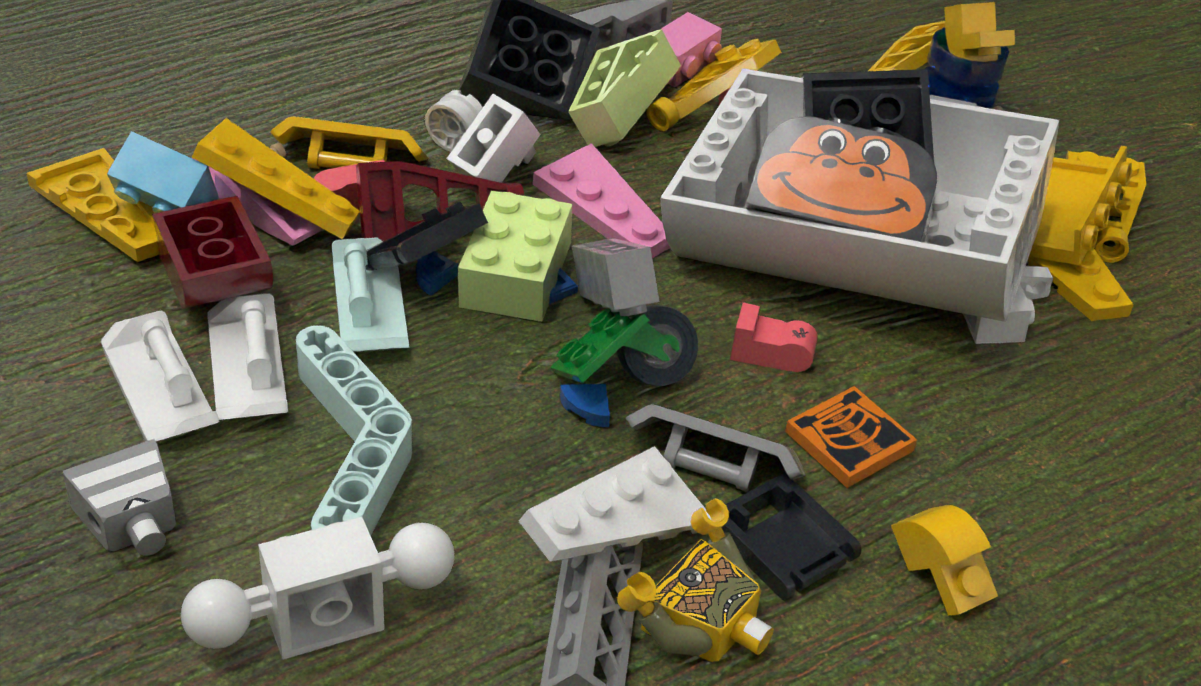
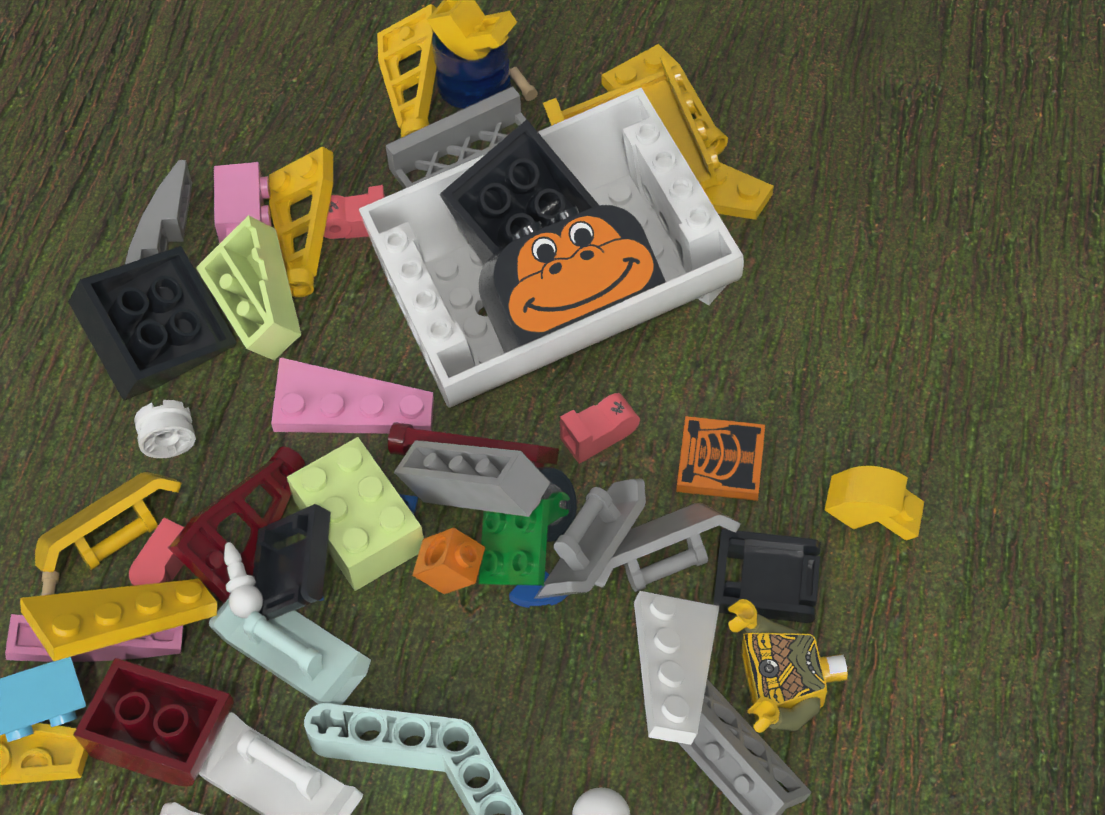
camera: 40 degrees left, 15 degrees up
(378, 229) = (244, 595): none -> white bar
(495, 142) = (232, 432): white hinge -> none
(539, 325) = (448, 561): none -> orange brick
(673, 292) = (403, 436): none -> dark red plate
(727, 389) = (594, 537): none -> light grey piece

